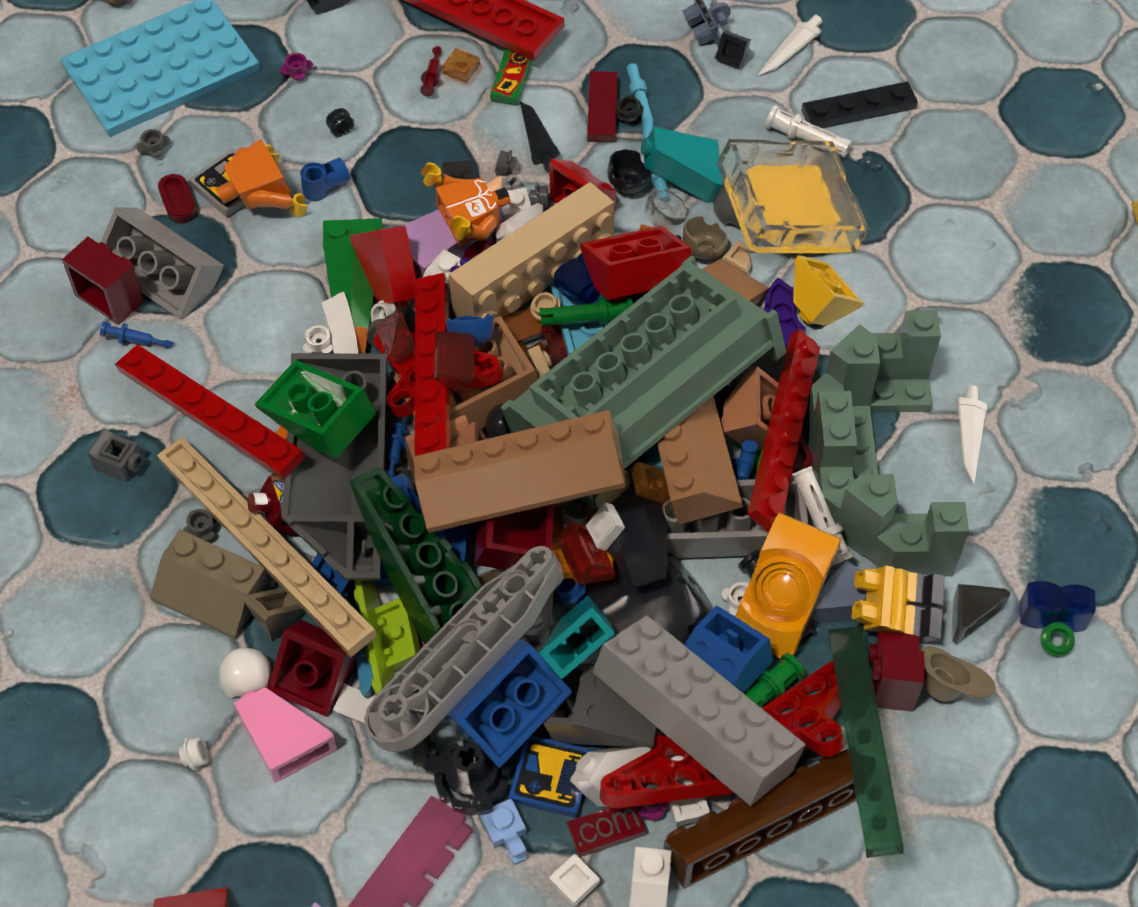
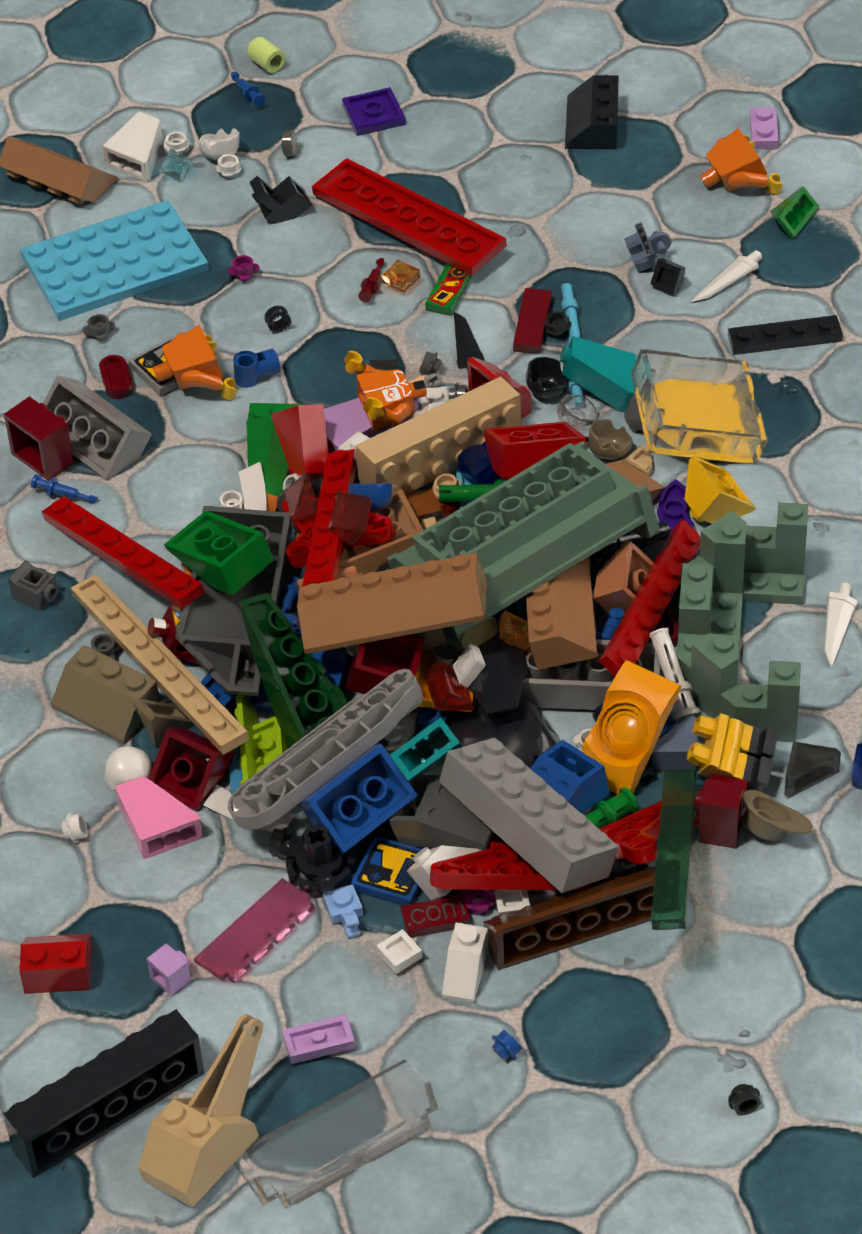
camera: 10 degrees right, 10 degrees down
(795, 127) = (718, 348): white pin -> none

